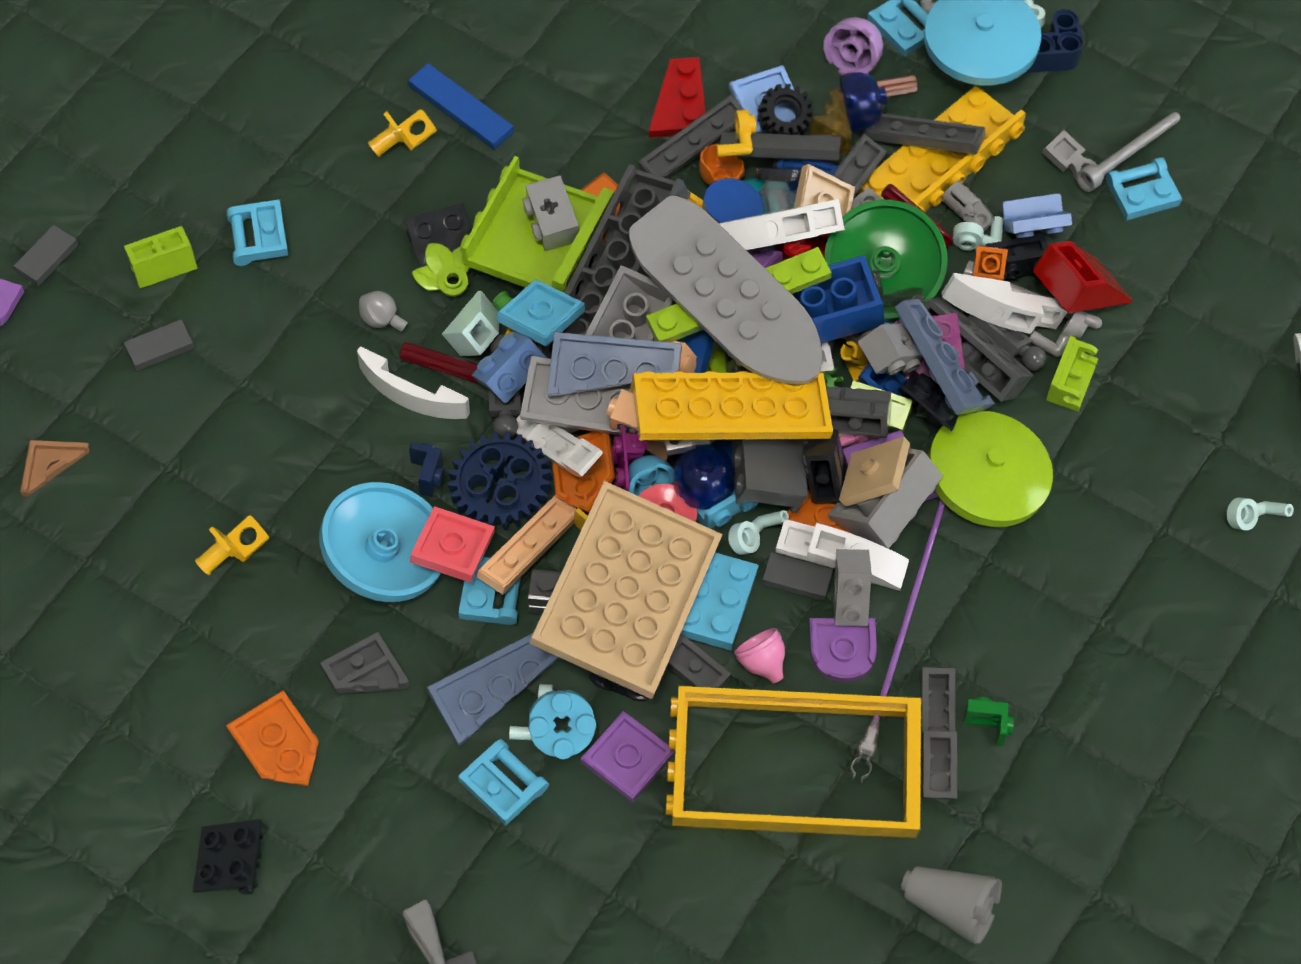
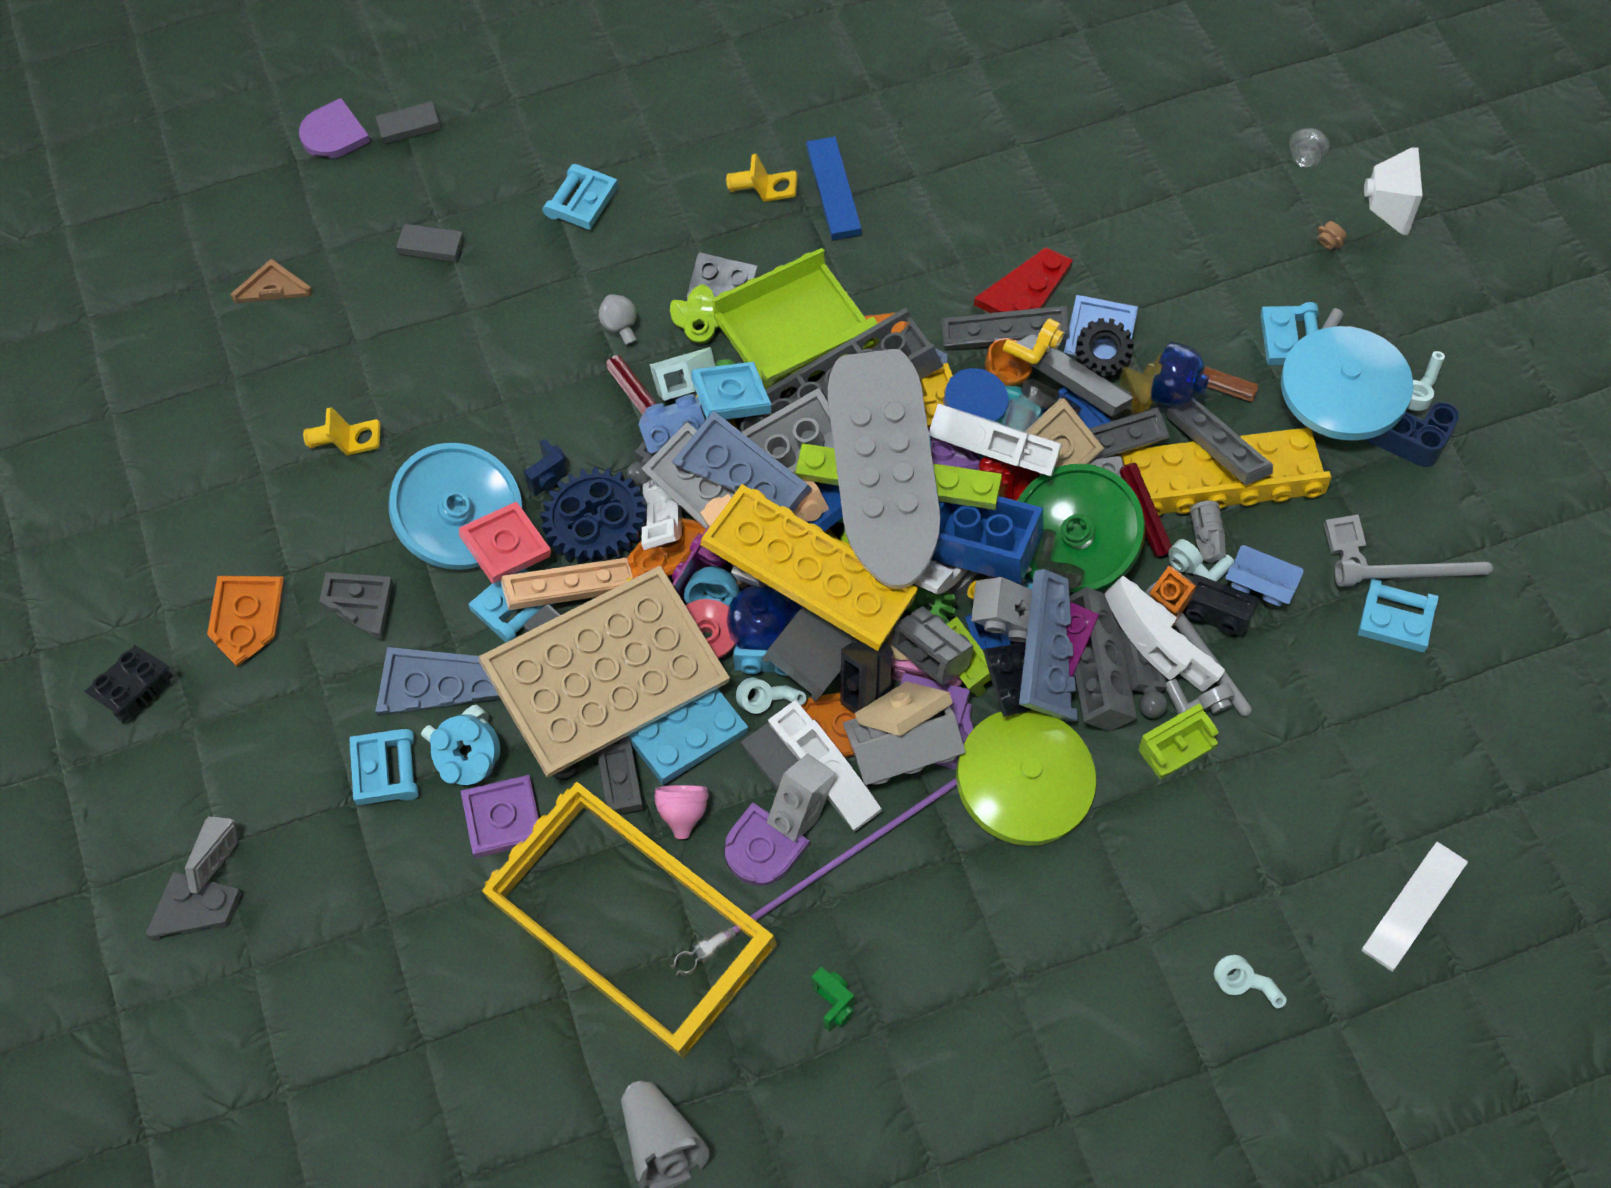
camera: 40 degrees right, 0 degrees up
(161, 257) = (487, 172): lime hinge -> none
(443, 404) = (600, 421): white slope -> none
(546, 198) = (812, 313): light grey brick -> none
(853, 45) = (1219, 326): lavender cylinder -> none
(938, 733) = (779, 980): dark grey slope -> none
(1078, 279) = (1253, 657): red slope -> none

